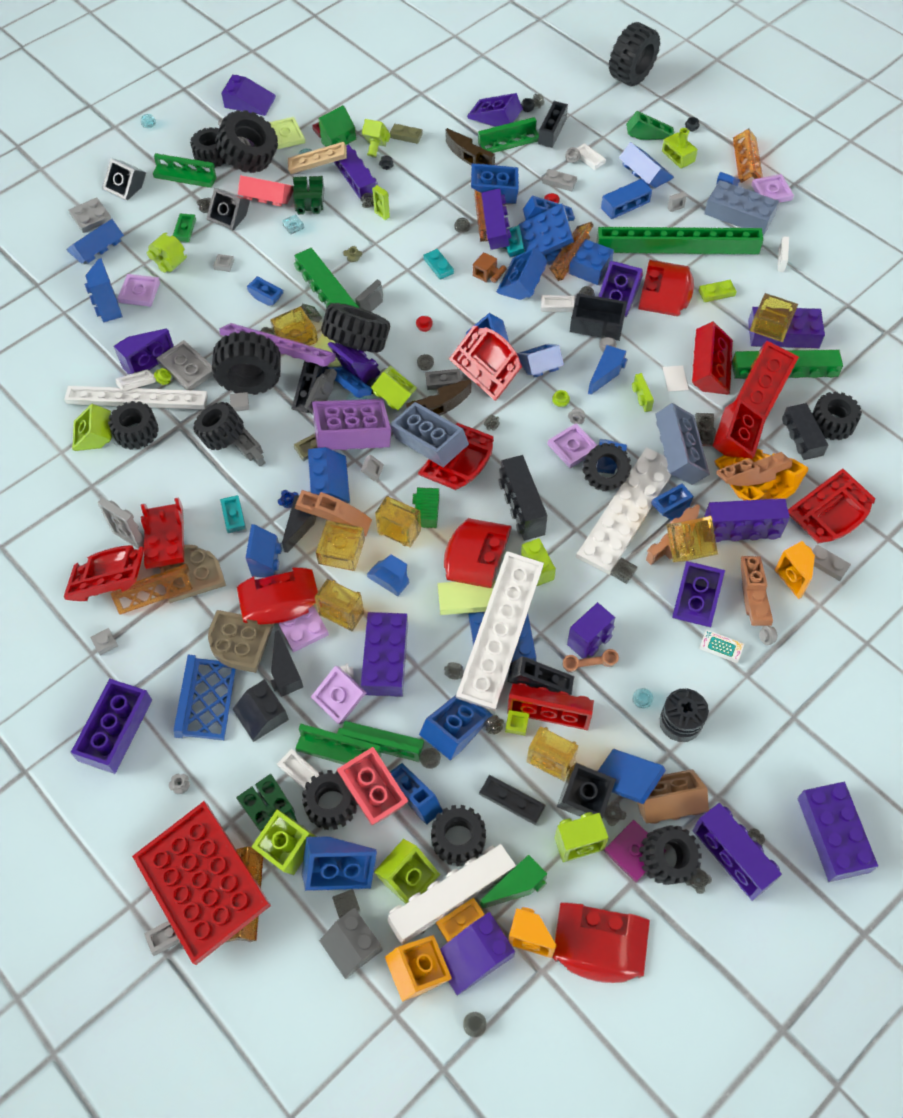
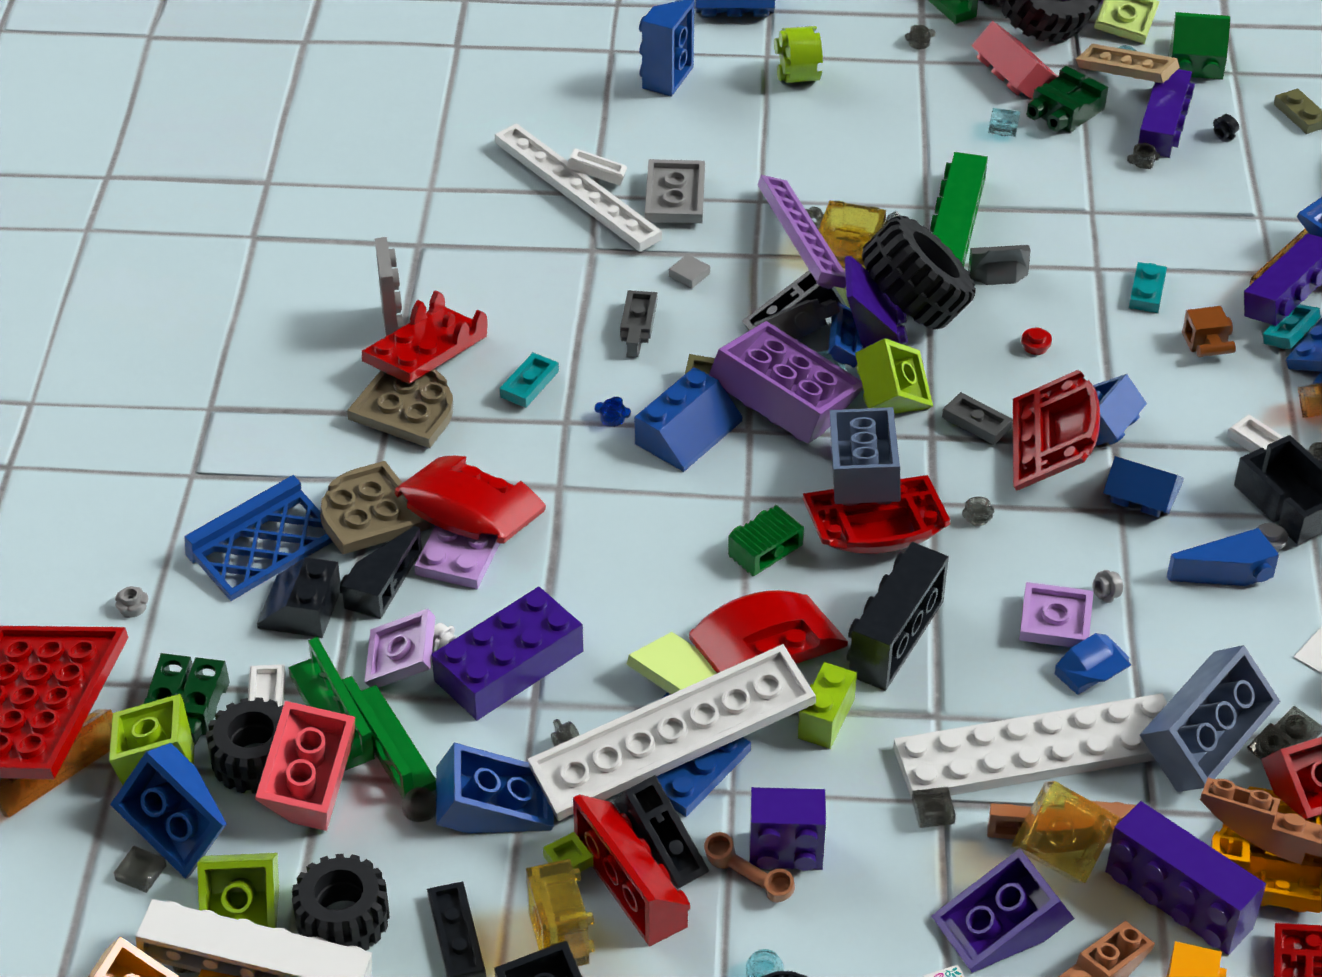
camera: 45 degrees right, 15 degrees down
(91, 429) = (489, 184): lime slope -> none
(104, 573) = (312, 333): red slope -> none
(104, 641) = (235, 404): light grey plate -> none
(111, 726) = (135, 484): dark purple brick -> none
(131, 414) = (534, 209): black tyre -> none
(139, 290) = (722, 77): lavender plate -> none
(141, 350) = (637, 135): dark purple slope -> none
(152, 581) = (345, 375): clear orange fence -> none
(162, 376) = (633, 184): lime plate -> none
(184, 227) = (861, 44): green plate -> none
(218, 426) = (624, 272): black tyre -> none
(223, 263) = (863, 112): light grey tile -> none
(227, 208) = (940, 54): black slope -> none
(246, 363) = (732, 221): black tyre -> none
(262, 552) = (505, 436): blue slope -> none
(264, 291) = (872, 172): blue slope -> none
(297, 526) = (594, 441): black slope -> none
(332, 509) = (642, 457): nougat slope -> none
(339, 604) = (519, 553): clear yellow container -> none
(340, 545) = (603, 499): clear yellow container -> none
(350, 943) = (95, 905): dark grey slope -> none
(352, 254) = (1042, 203): olive plate -> none
(372, 467) = (754, 449): light grey plate -> none
(375, 134) = (1244, 80): lime brick -> none
(381, 202) = (1149, 170): lime plate -> none
(390, 574) = (627, 580): blue slope -> none
(398, 521) = (703, 523): clear yellow container -> none
(419, 796) = (352, 820): blue slope -> none
(425, 362) = (979, 384): clear smoke plate -> none
(447, 397) = (947, 442): dark brown slope -> none
(462, 225) = (1240, 262): clear smoke plate -> none
(494, 725) = (537, 833): clear smoke plate -> none
(523, 275) = (1252, 374): blue slope -> none
(560, 398) = (1114, 551): lime plate -> none
(613, 452) = (1048, 641): black tyre -> none
(644, 395) = (1247, 617): lime plate -> none
(673, 502) = (1112, 780): blue slope -> none

